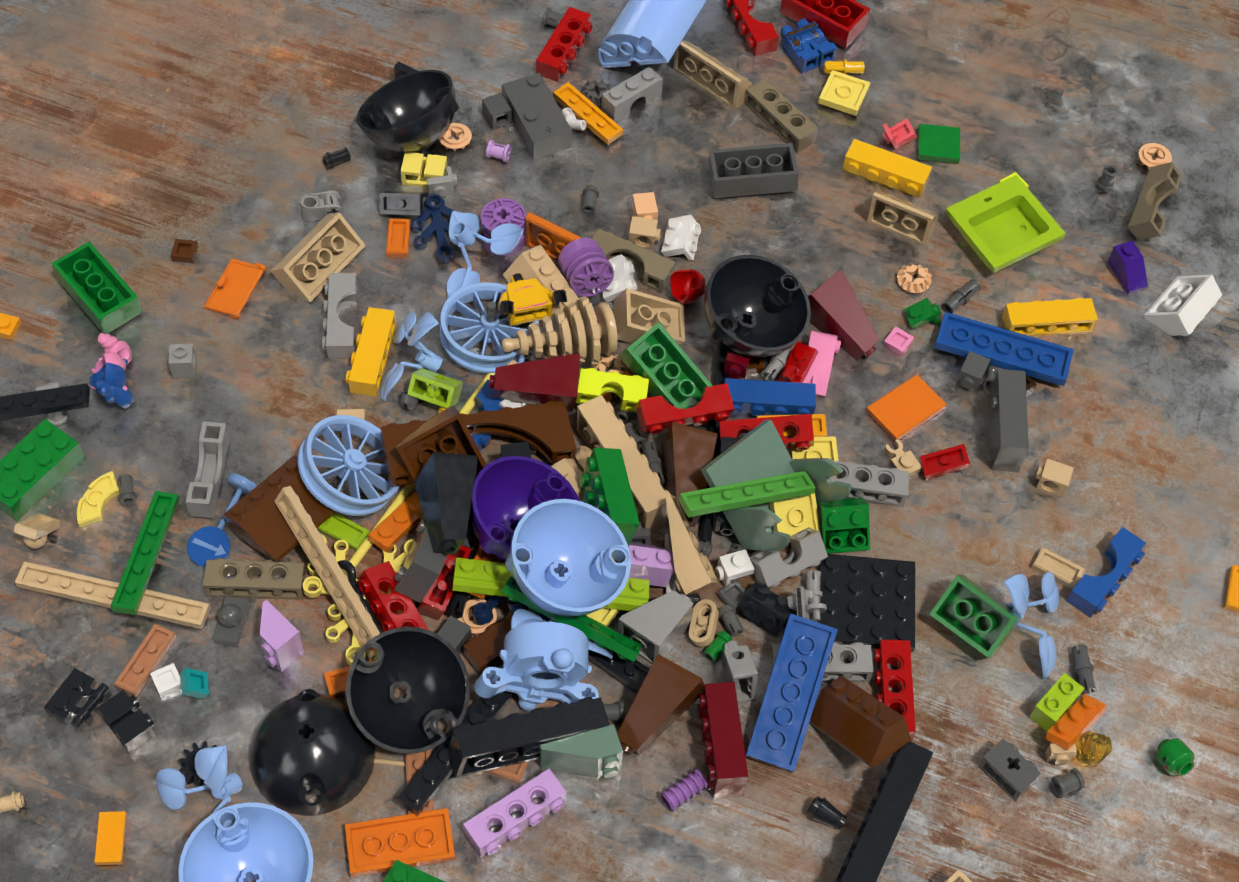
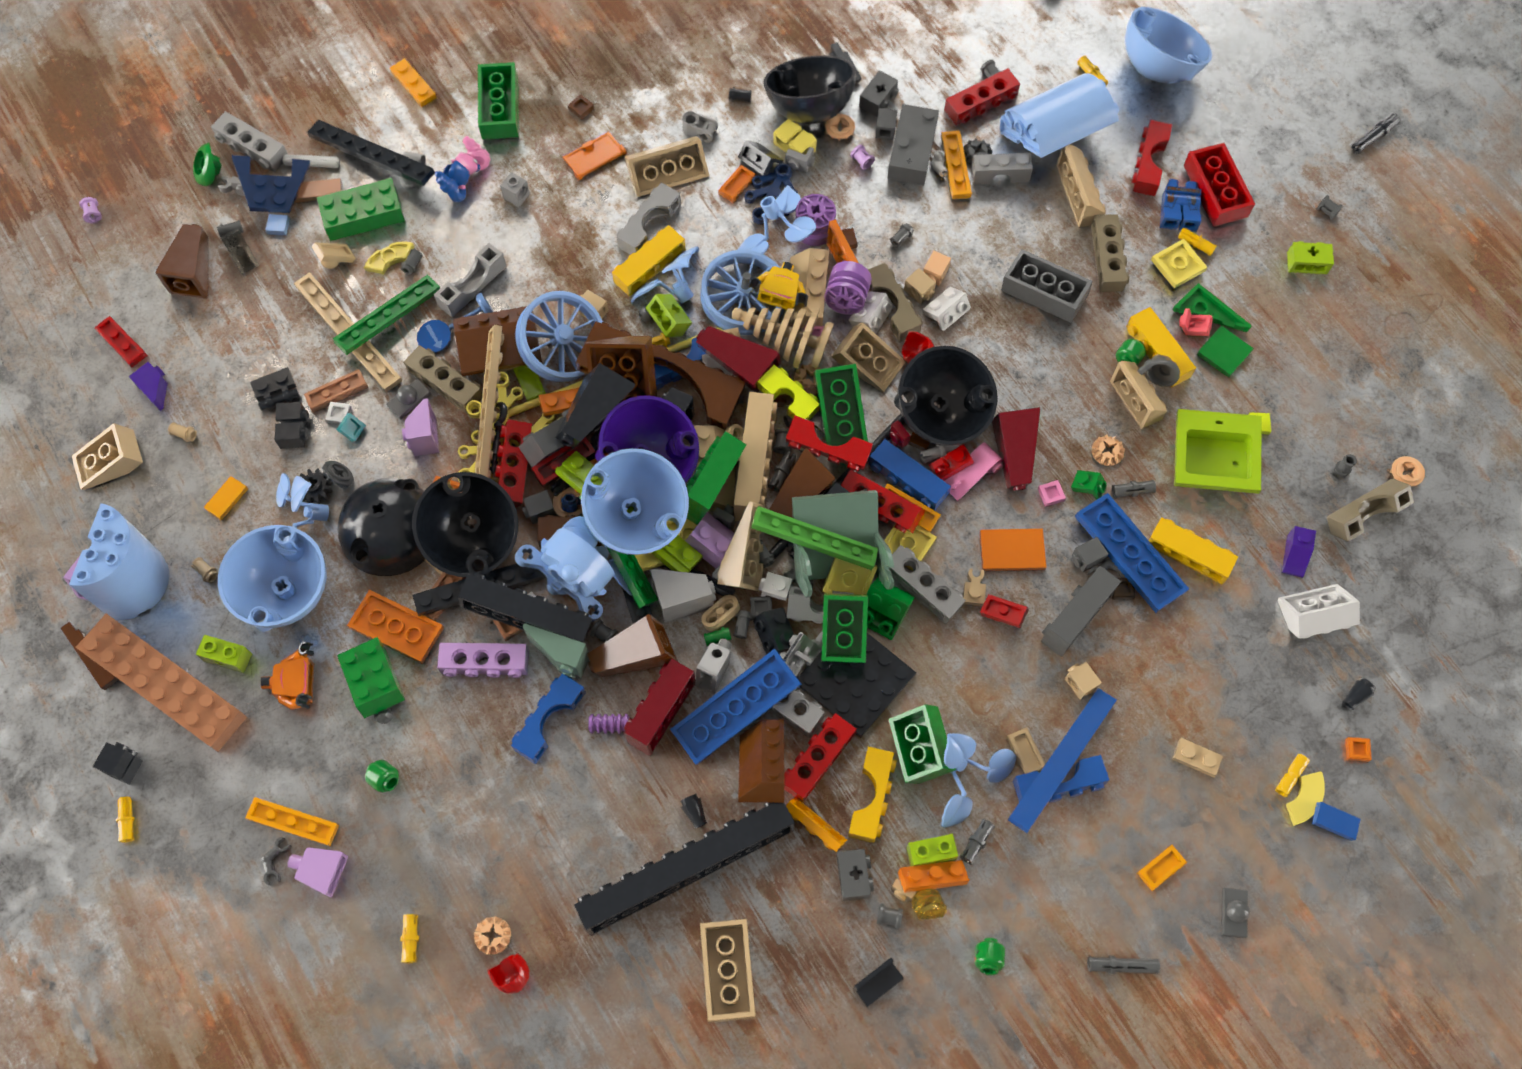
camera: 40 degrees right, 10 degrees up
(219, 735) = (333, 470): none -> dark grey gear
(467, 88) = (878, 93): none -> dark grey brick
(626, 854) = (563, 695): none -> blue arch
(833, 557) = (844, 628): none -> green brick
(866, 185) = (1131, 351): none -> green head
(894, 113) = (1203, 302): none -> green wing
(909, 184) = (1160, 370): none -> dark grey hat
(943, 31) = (1310, 258): none -> lime brick
(943, 750) = (815, 824): none -> light orange plate
(953, 664) = (877, 768): none -> yellow arch
(1097, 552) = (1061, 760): none -> blue tile
(1105, 847) = (878, 982): none -> black panel
(1191, 482) = (1197, 757): none -> tan plate

